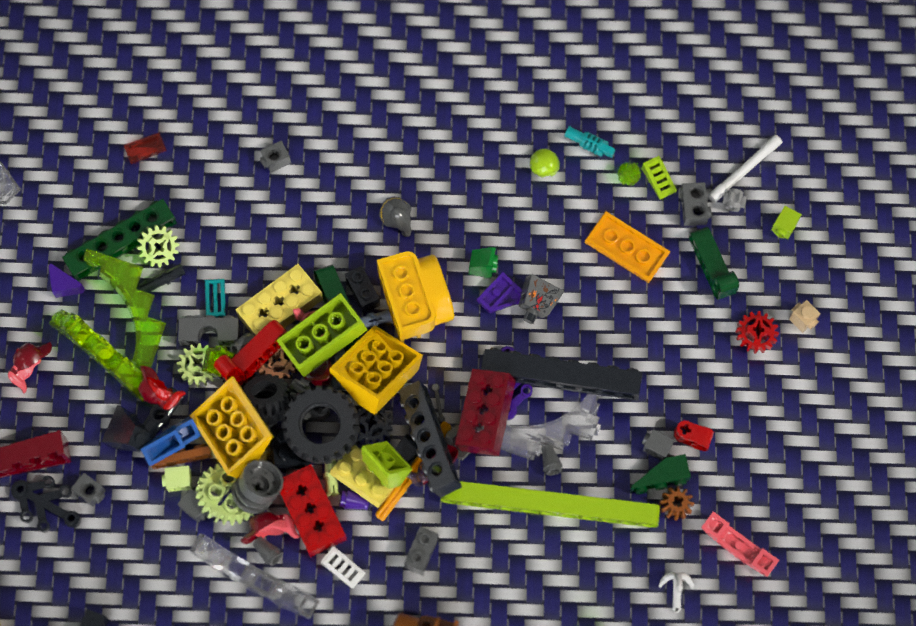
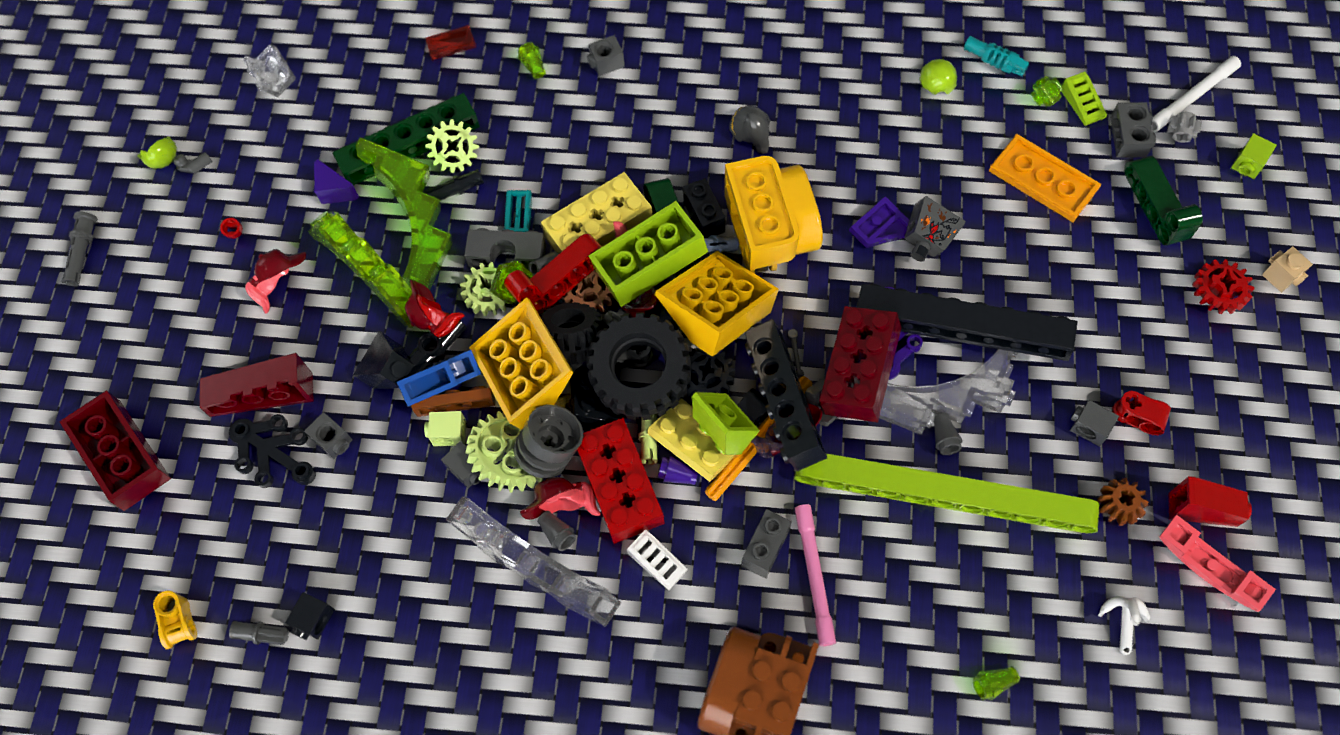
camera: 10 degrees right, 5 degrees down
(214, 162) = (531, 59): none -> clear neon green cone
(464, 602) = (823, 619): none -> bright pink piece
(483, 262) = (861, 183): green slope -> none
(668, 472) = (1110, 459): dark green slope -> none
(737, 501) = (1209, 503): none -> red slope

